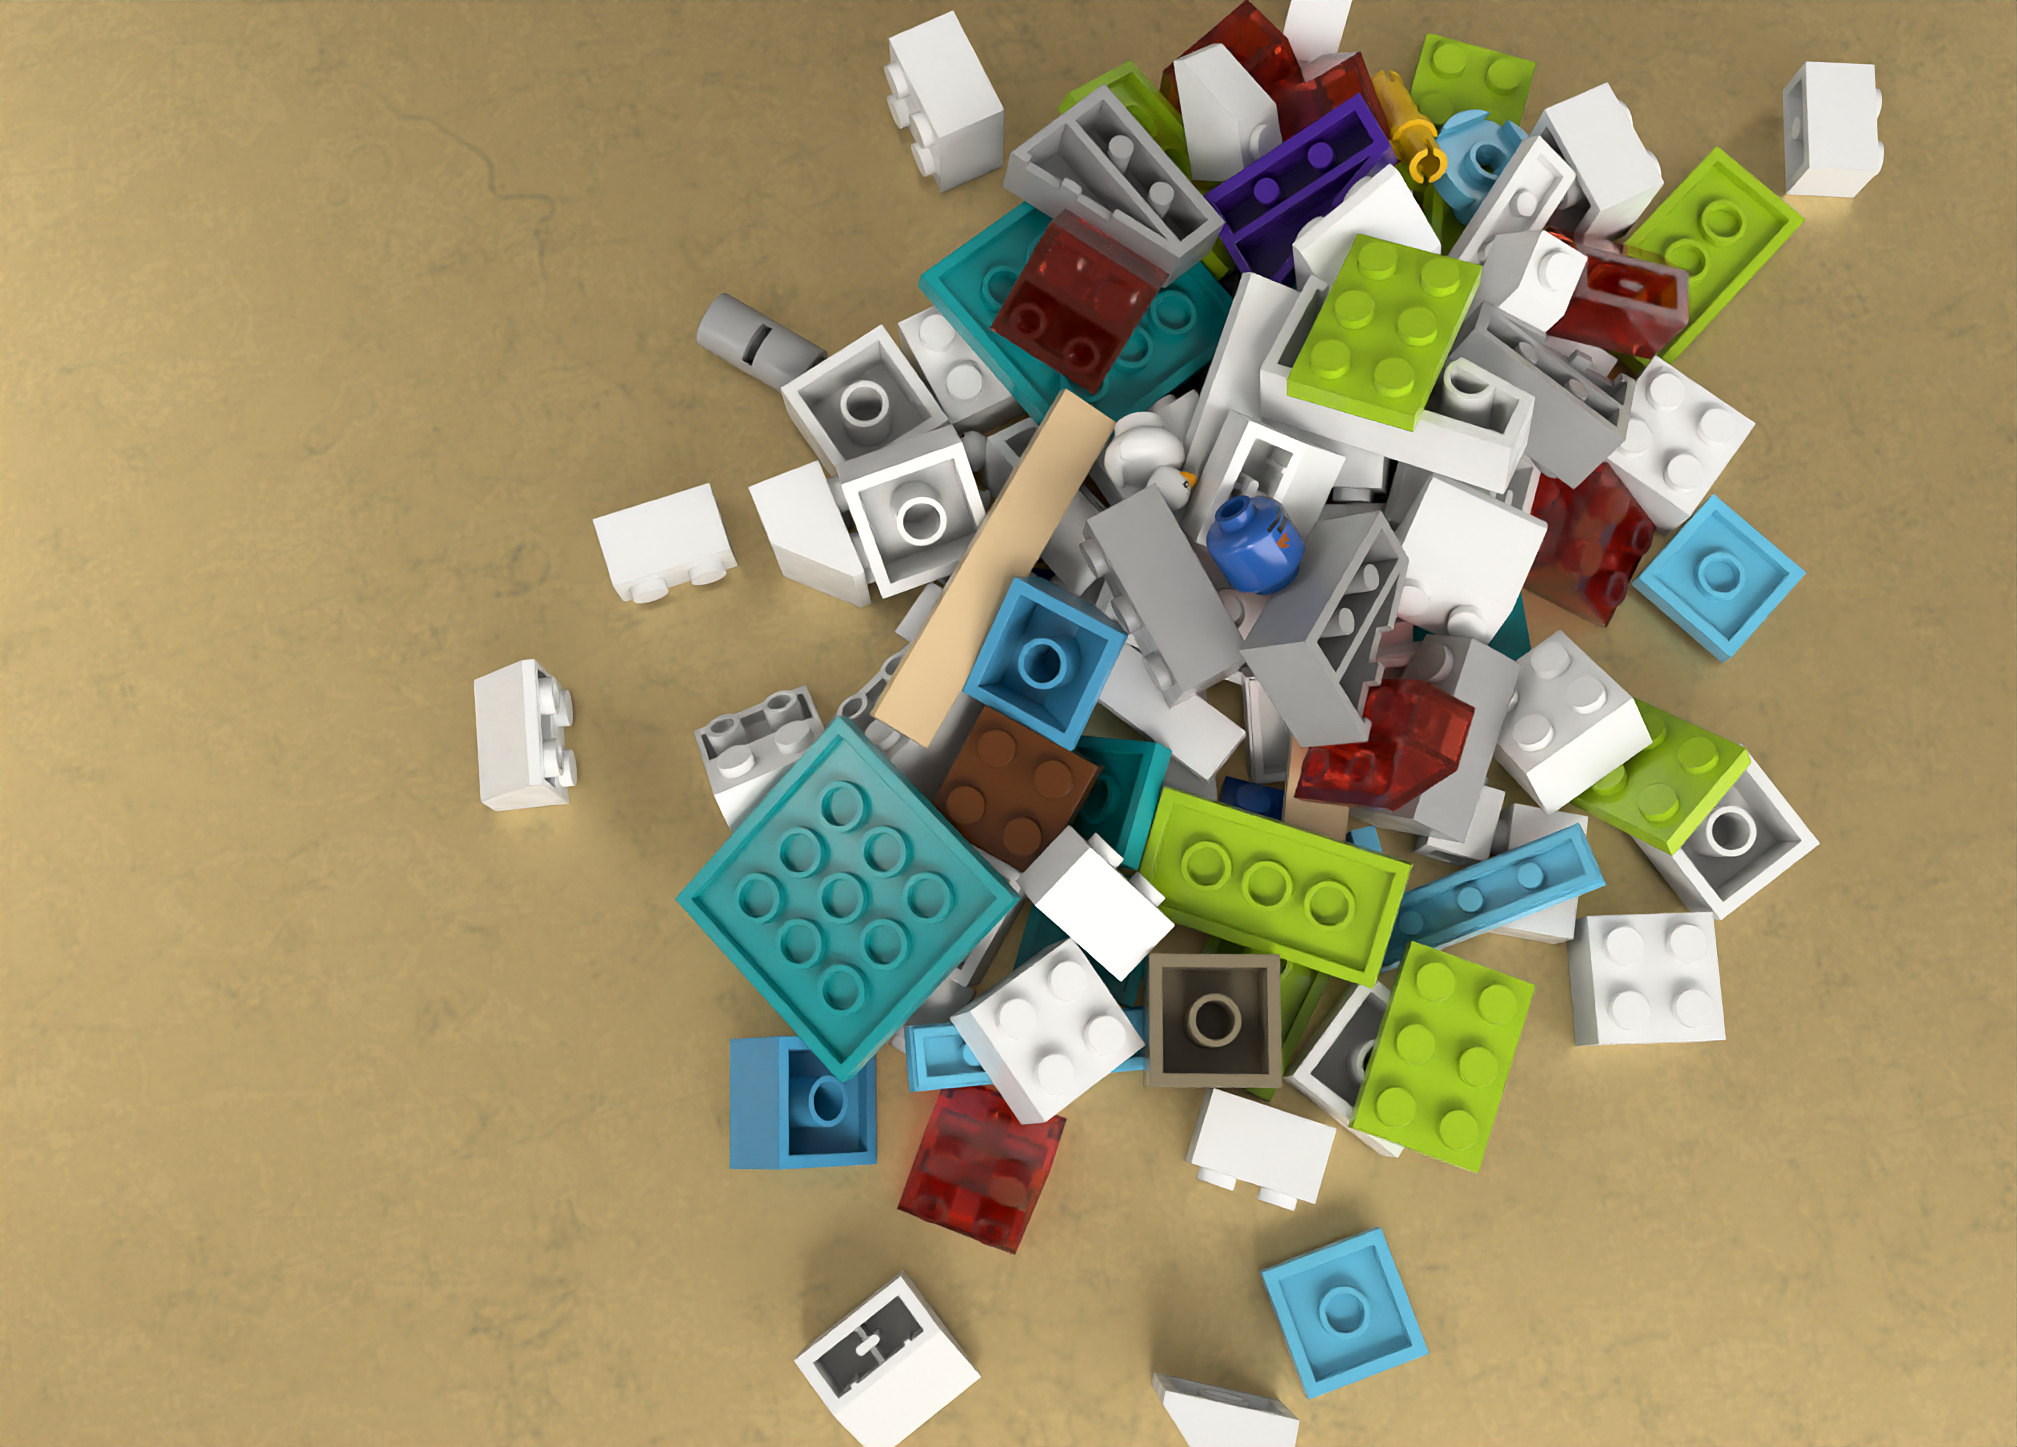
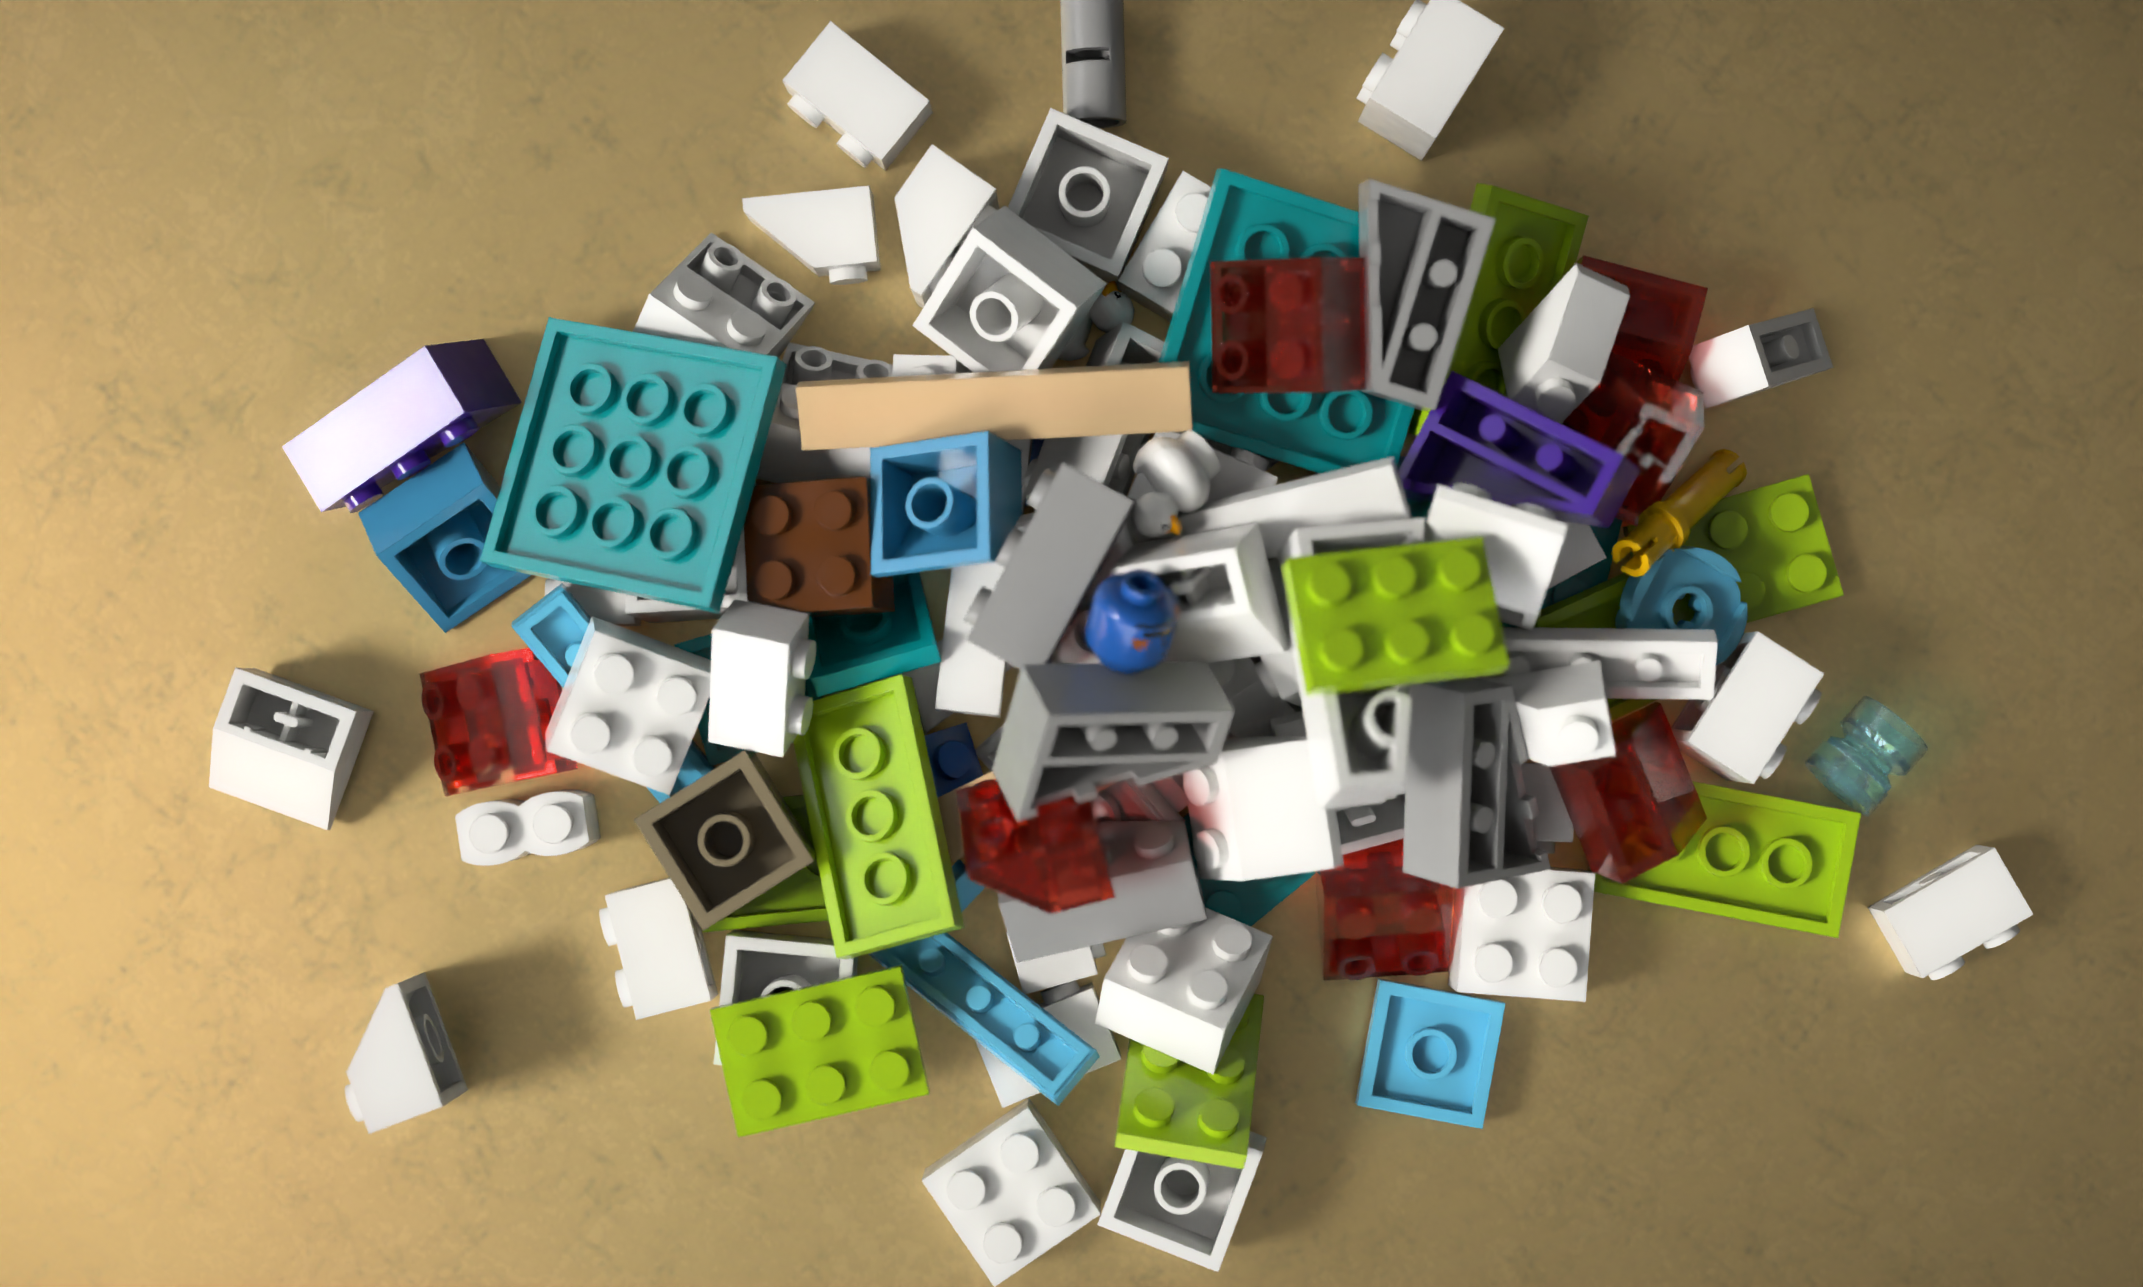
camera: 65 degrees right, 10 degrees up
(523, 738) = (603, 94): white slope -> none
(679, 1086) = (400, 423): none -> wedge
(752, 637) = (823, 229): none -> white slope
(1082, 1211) = (514, 828): none -> white brick
(1343, 1312) = (568, 1098): medium azure plate -> none
(1674, 114) = (1872, 748): none -> clear light blue wheel

